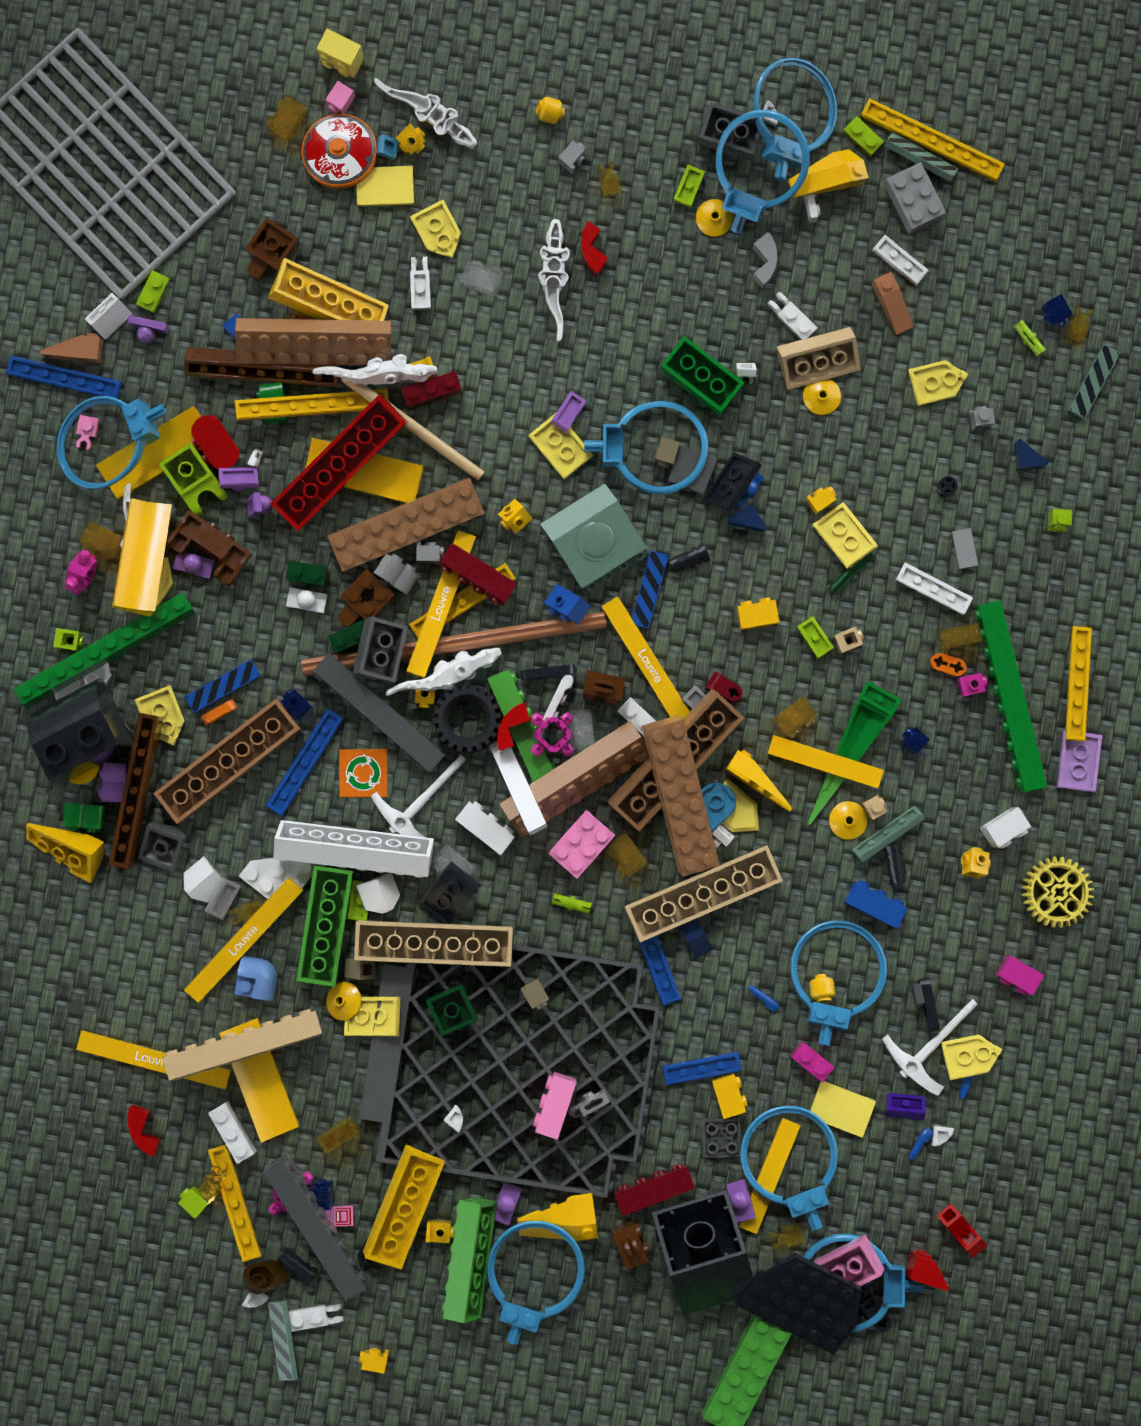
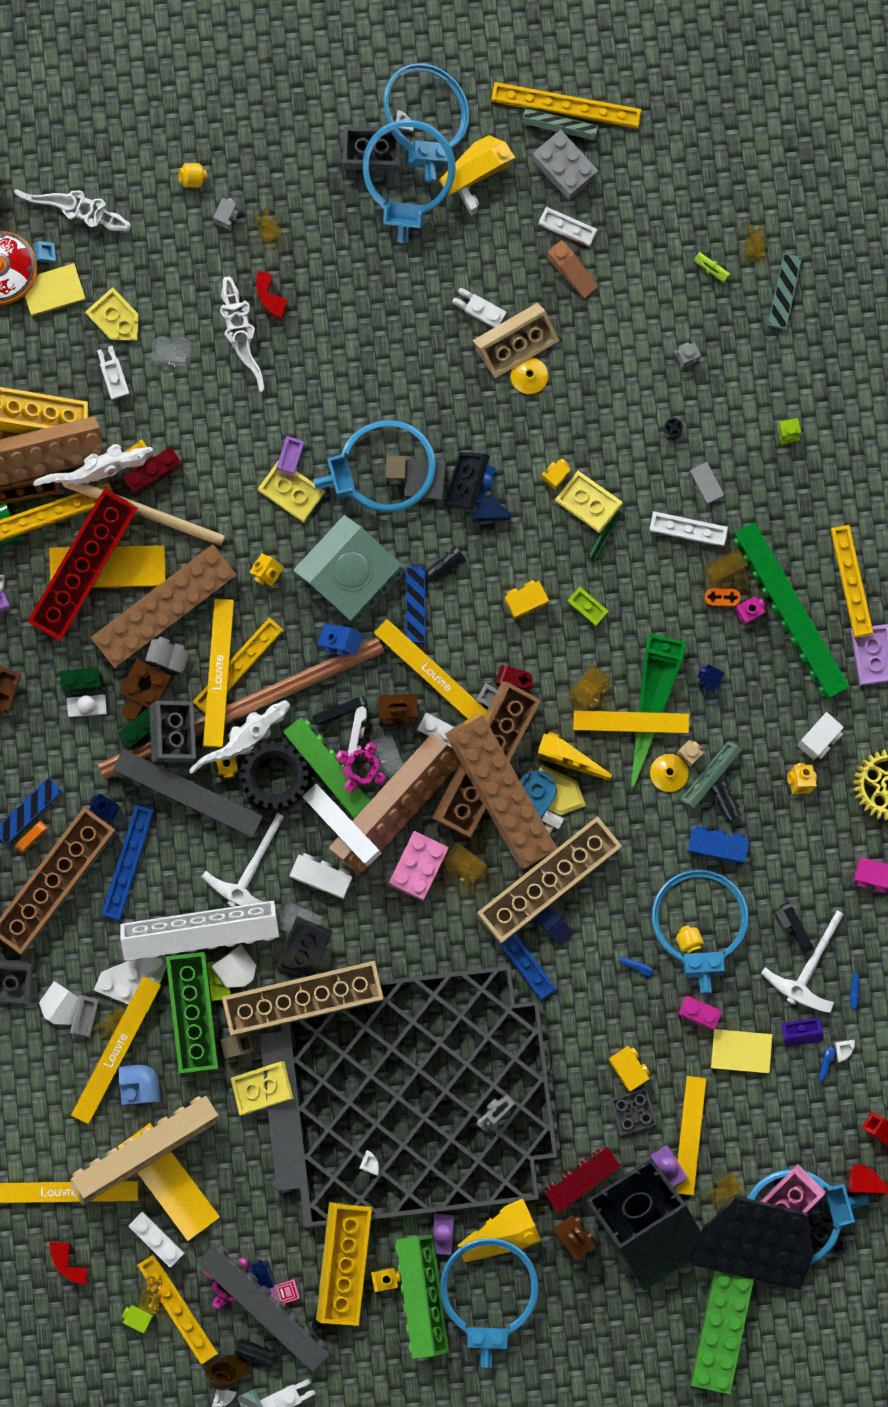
camera: 20 degrees left, 5 degrees down
(258, 505) = (14, 626): medium lavender tile -> none
(338, 1134) = (260, 1212): clear yellow brick -> none
(350, 1001) = (237, 1082): yellow dish -> none
(362, 772) = (187, 857): orange sticker -> none
(417, 134) = (61, 233): yellow brick -> none
(429, 552) = (193, 627): light grey brick -> none
(452, 1009) = (338, 1057): dark green brick -> none
(477, 574) = (246, 635): dark red brick -> none
(515, 717) = (321, 760): red brick -> none
(535, 994) = (414, 1021): dark tan brick -> none
(554, 1105) = (462, 1121): bright pink brick -> none
(571, 903) = (424, 926): lime pin -> none
(689, 186) = (345, 211): lime plate -> none
(701, 376) = (408, 387): green brick -> none
(702, 1068) = (595, 1050): blue tile -> none
(709, 225) = (377, 243): yellow dish -> none
(746, 370) = (449, 370): white tile -> none
(767, 251) = (438, 253): light grey brick -> none
(809, 1200) = (731, 1149): dark azure brick -> none
(854, 634) = (622, 592): tan brick -> none
(863, 136) = (499, 119): lime plate -> none
(936, 382) = (634, 332): light yellow tile -> none
(969, 1056) = (849, 966): light yellow tile -> none
(1027, 458) = (741, 380): dark blue slope -> none
(1057, 311) = (730, 234): clear blue brick -> none

